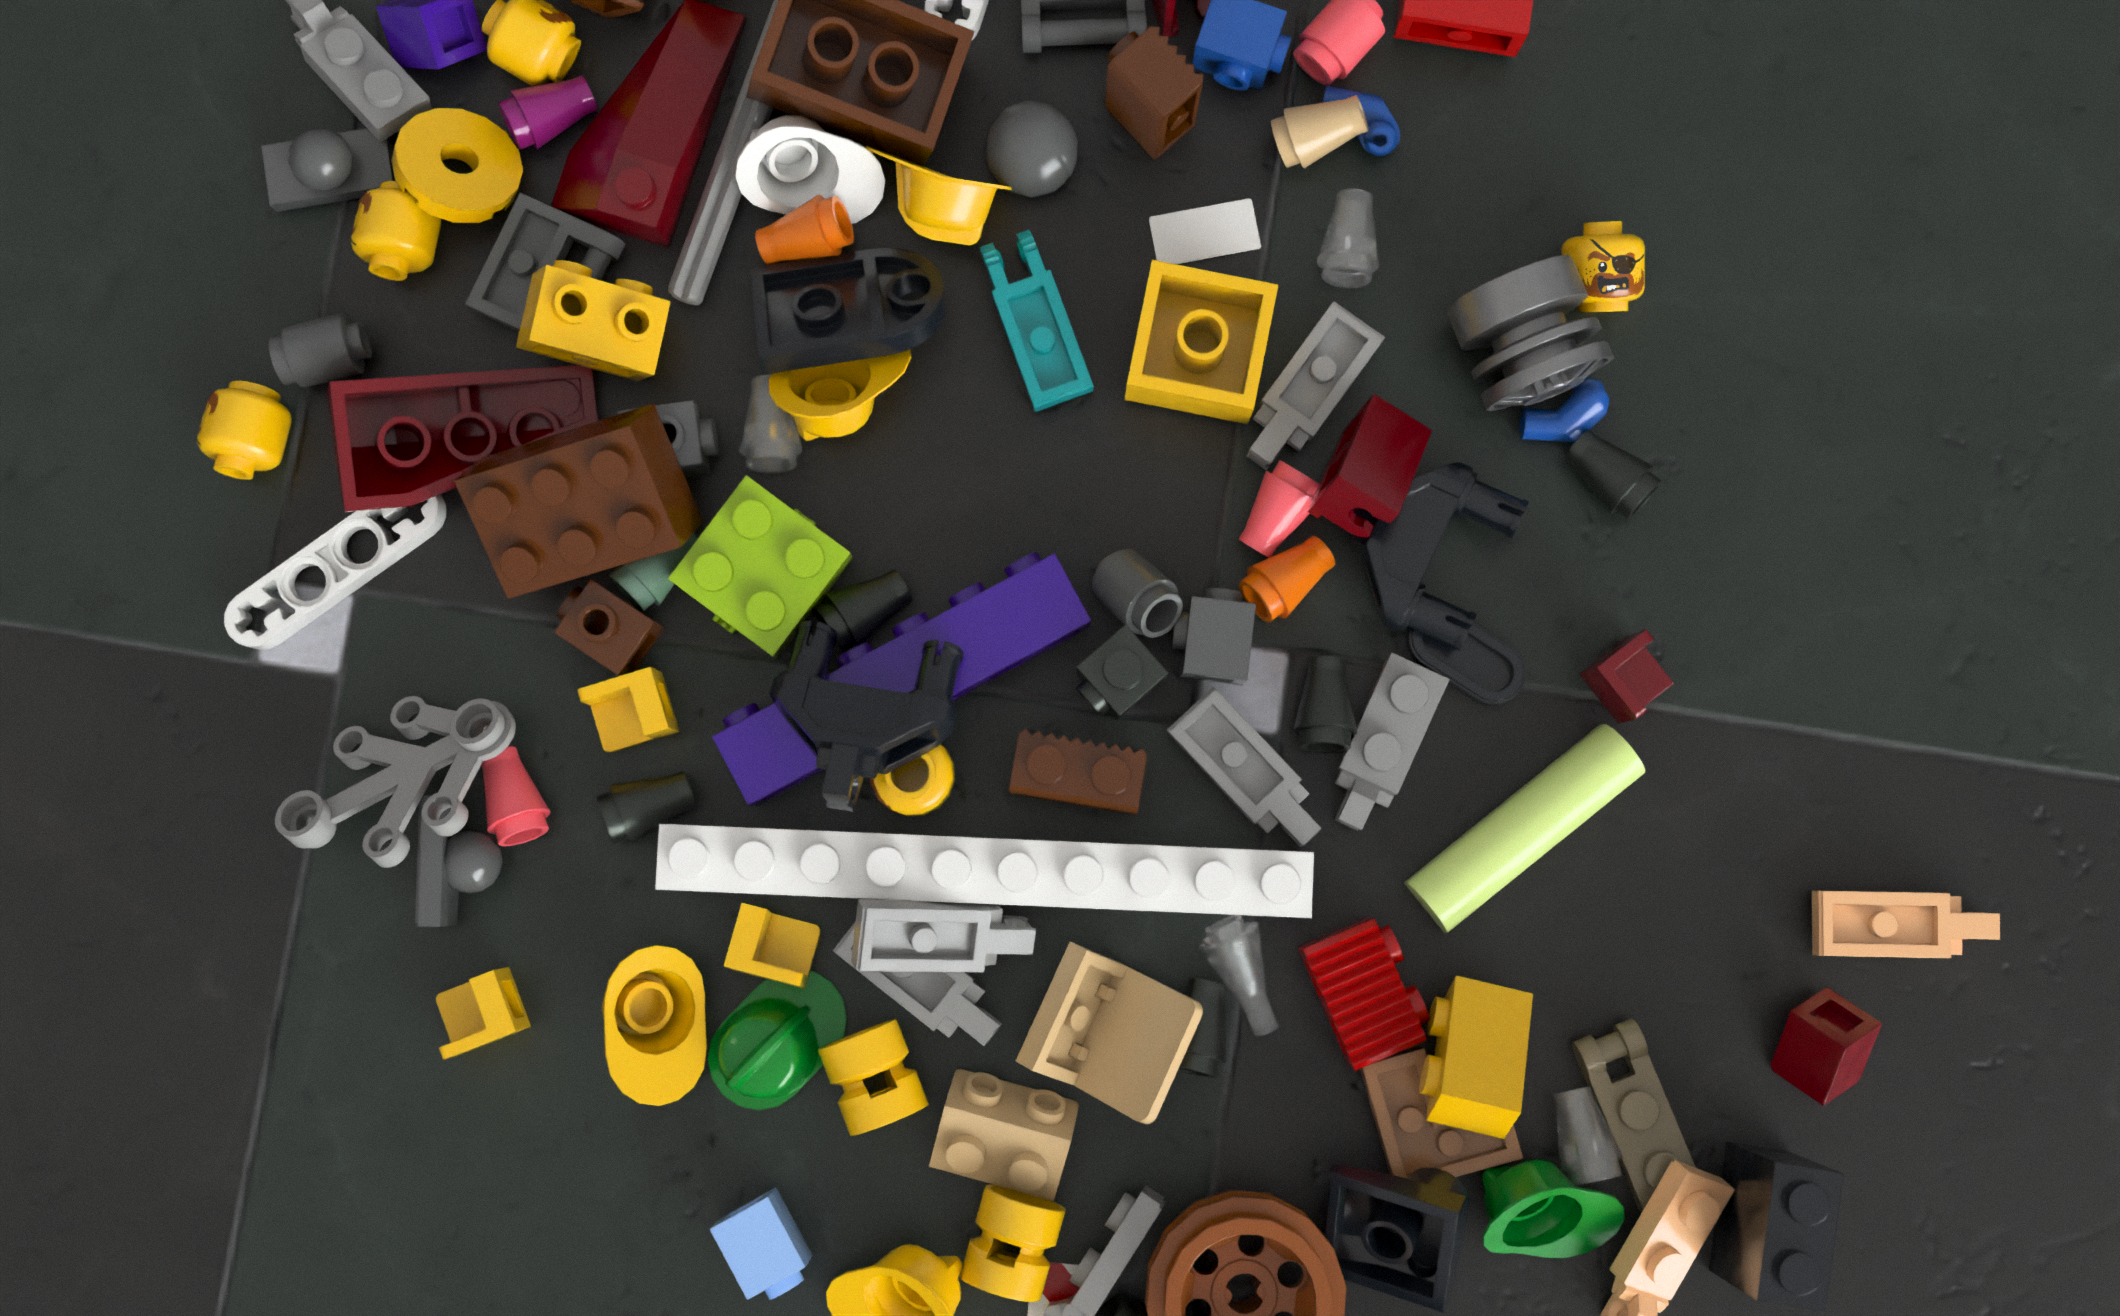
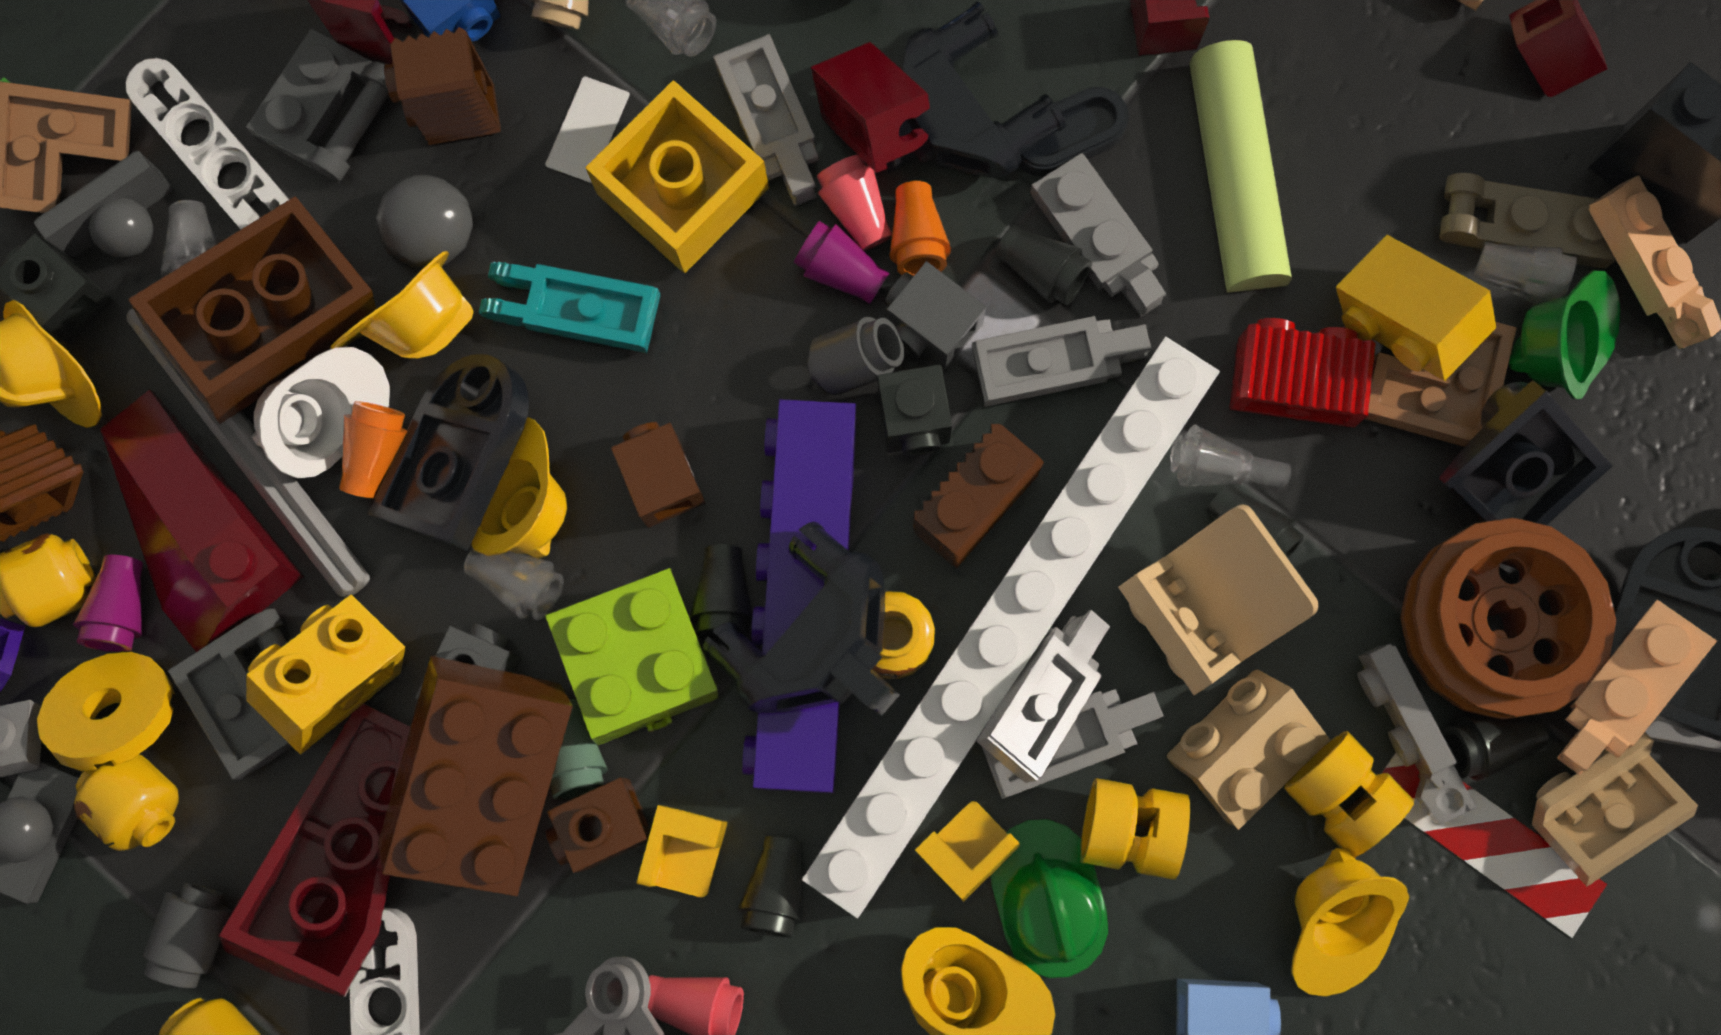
camera: 55 degrees left, 5 degrees down
(932, 488) = (657, 473): none -> reddish brown brick
(1214, 529) = (840, 263): none -> magenta cone

